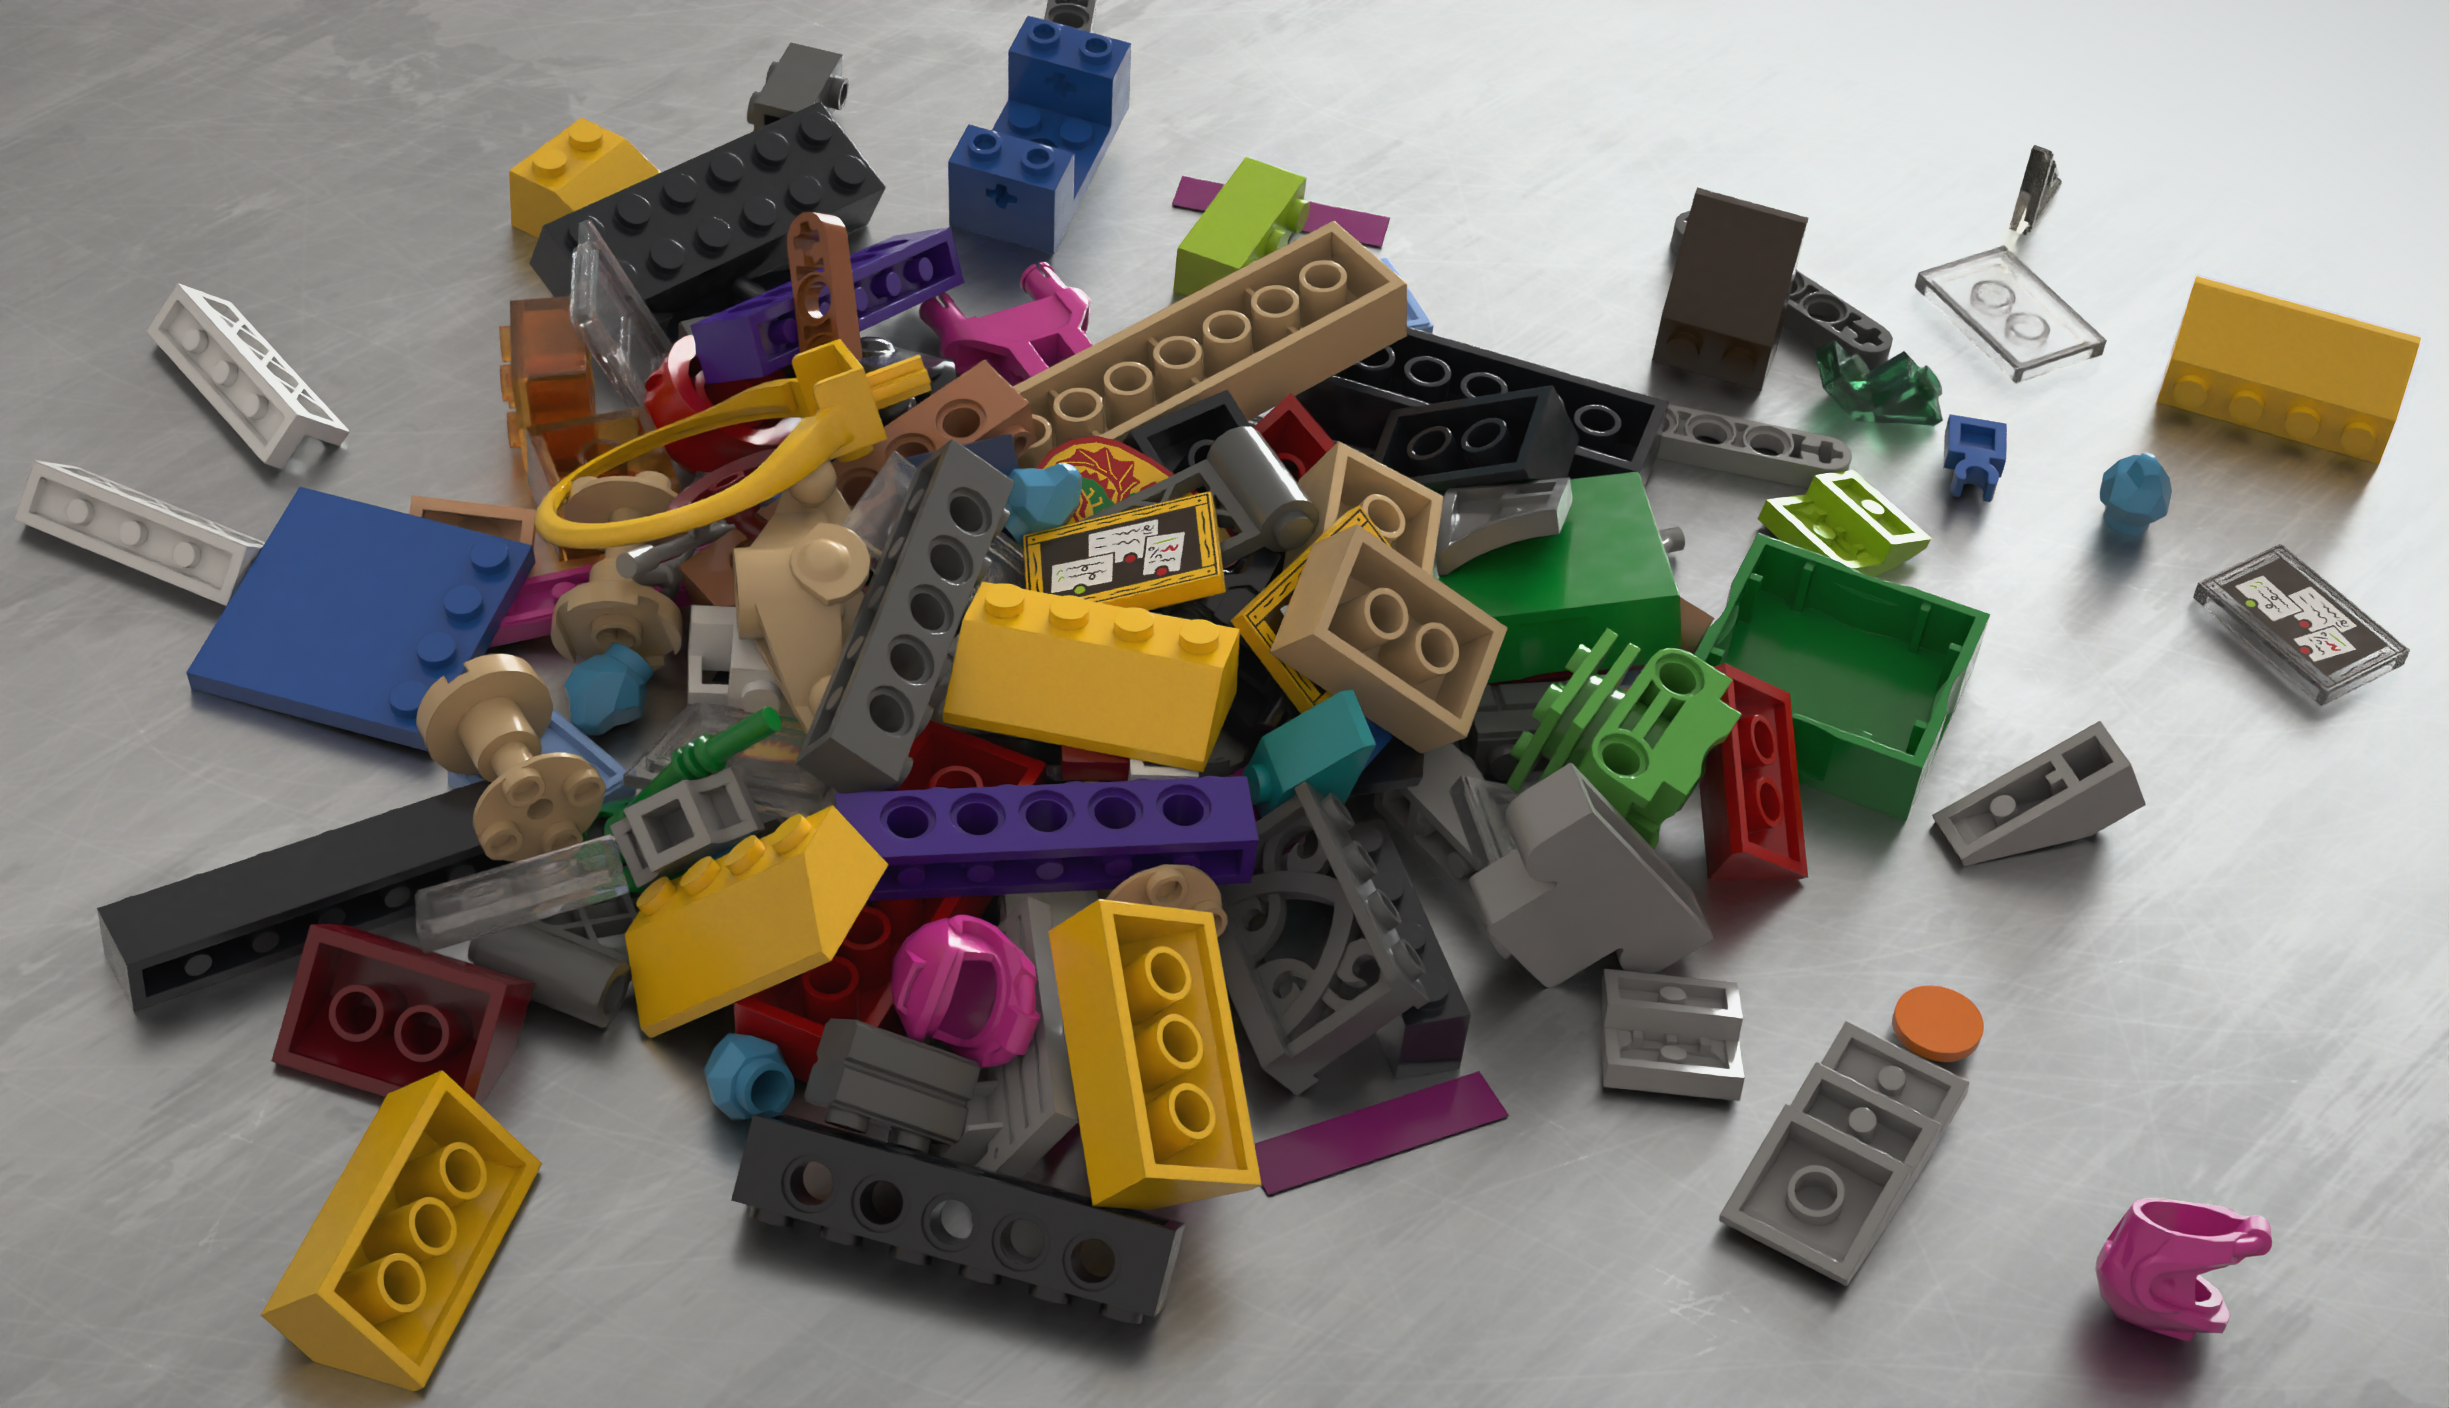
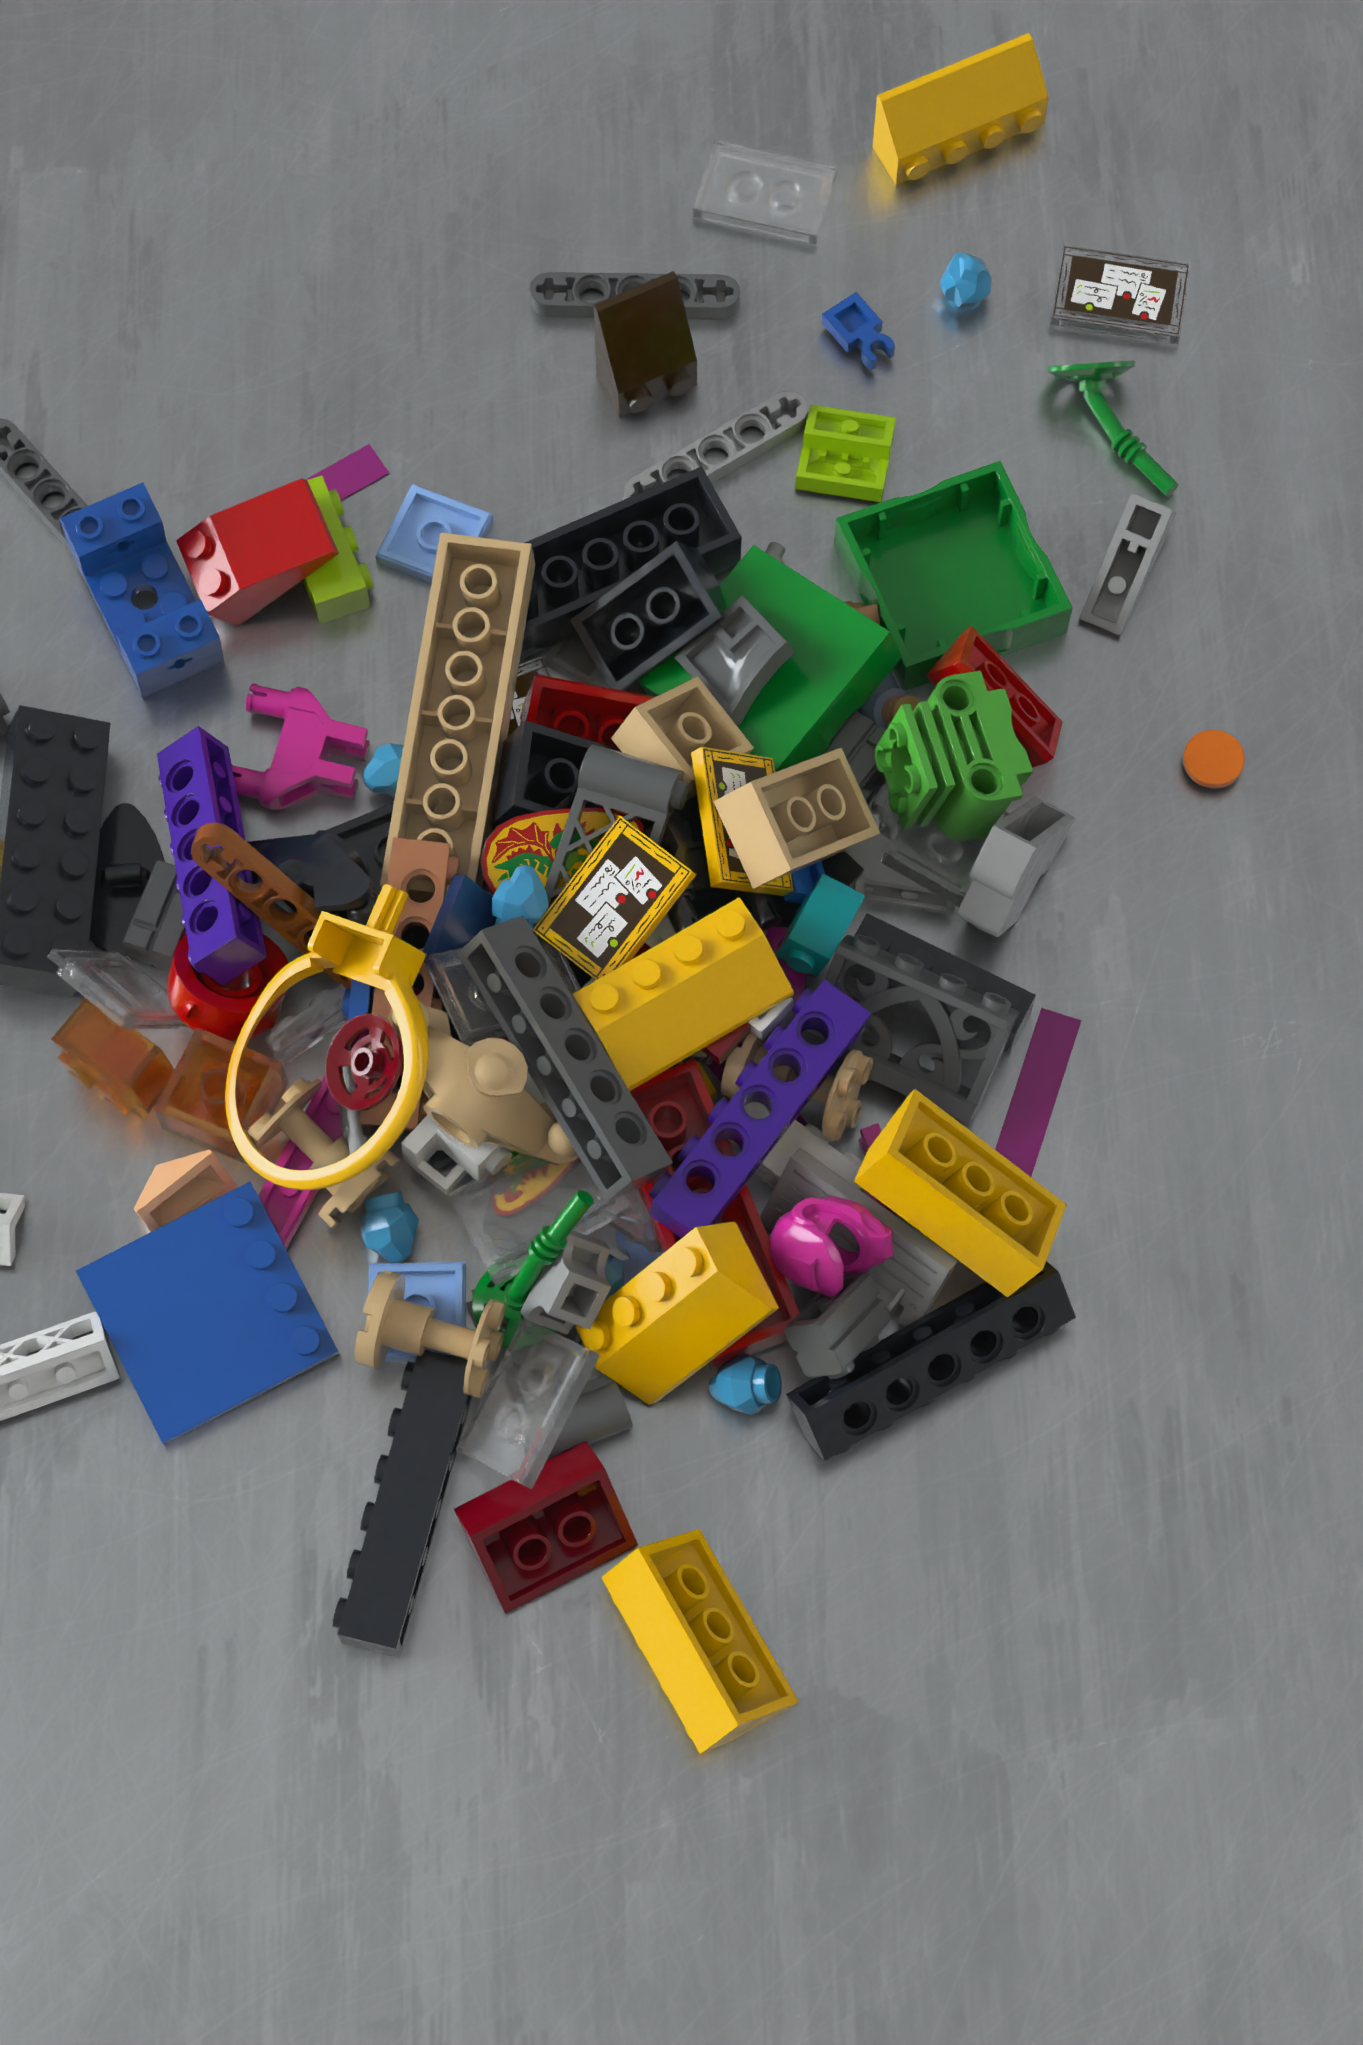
camera: 40 degrees left, 25 degrees up
(1170, 178) = (256, 551): none -> red slope
(1671, 1035) = (1105, 894): light grey slope -> none
(1845, 1153) = (1253, 887): light grey slope -> none
(1887, 394) = (765, 326): clear green slope -> none
(2036, 191) = (694, 77): clear smoke tile -> none
(2181, 641) = (1092, 381): none -> green dish

